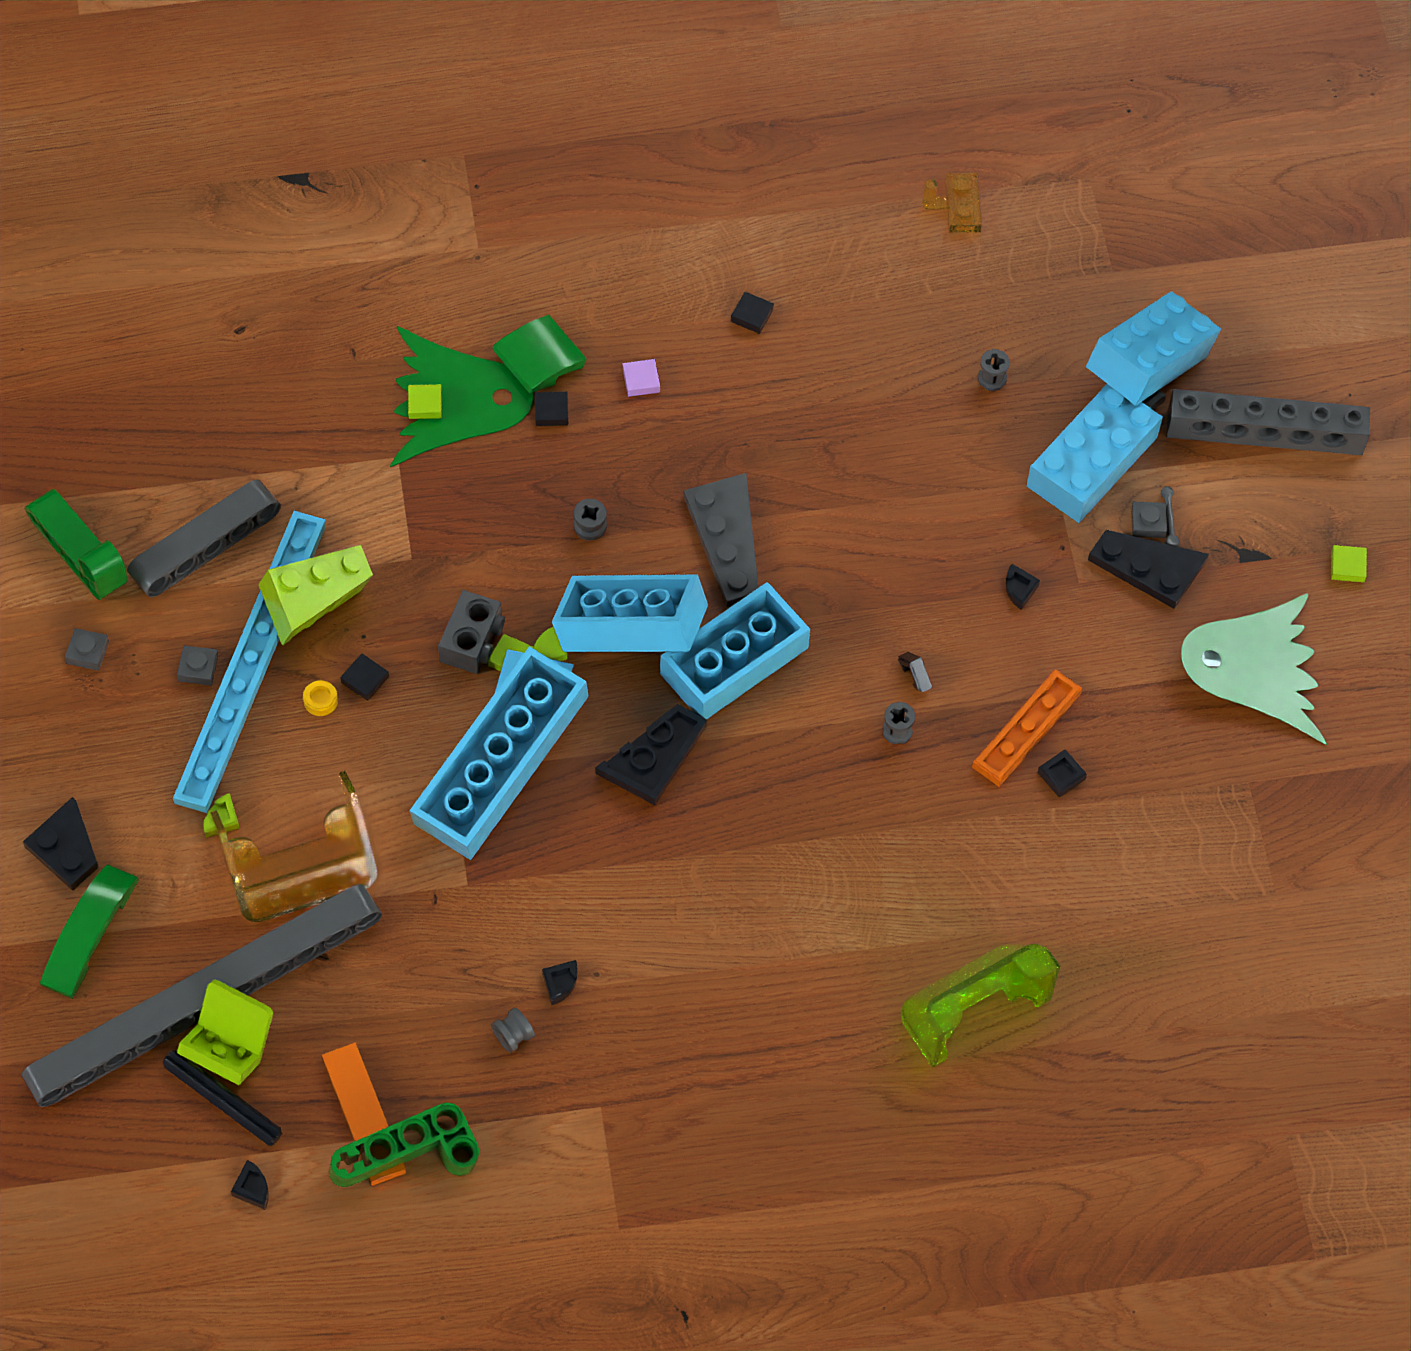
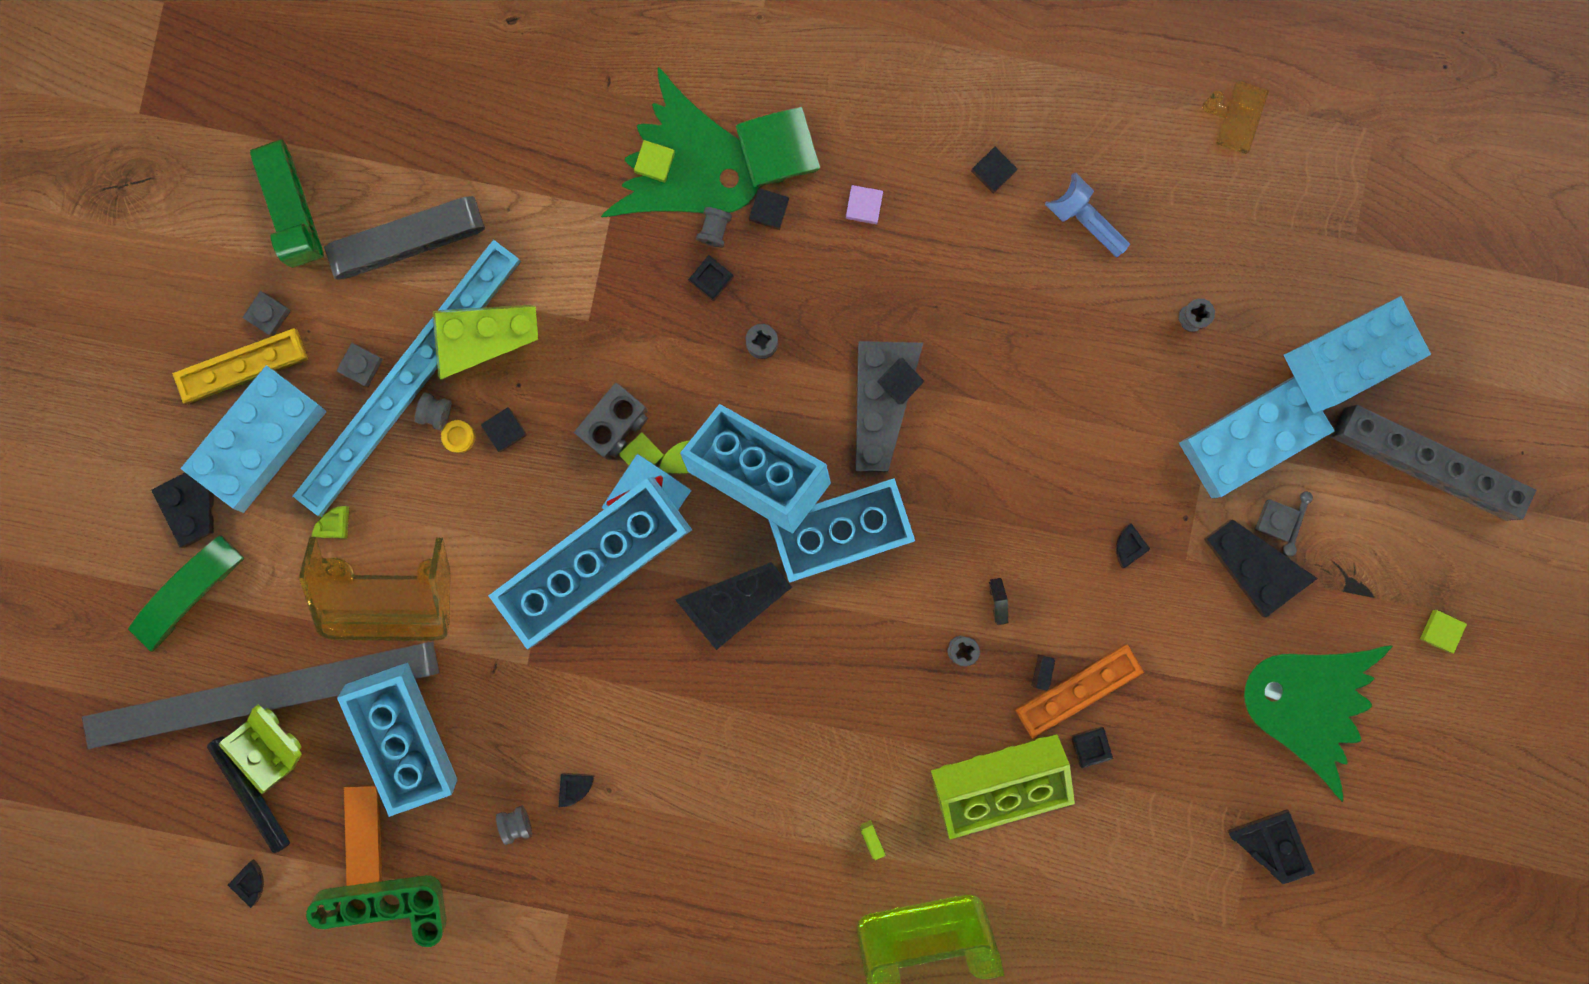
camera: 20 degrees right, 25 degrees up
(75, 704) = (239, 366): none -> yellow tile
(117, 755) = (253, 440): none -> medium azure brick
(288, 679) = (433, 411): none -> dark grey wheel
(366, 972) = (398, 739): none -> medium azure brick
(505, 439) = (714, 227): none -> dark grey bush
(518, 484) = (711, 278): none -> black tile
(738, 507) = (900, 381): none -> black tile
(839, 312) = (1076, 204): none -> medium blue piece
(882, 922) = (872, 840): none -> lime tile
(984, 717) = (1043, 672): none -> black tile
(991, 832) = (1003, 786): none -> lime slope
(1278, 799) = (1275, 845): none -> black wing

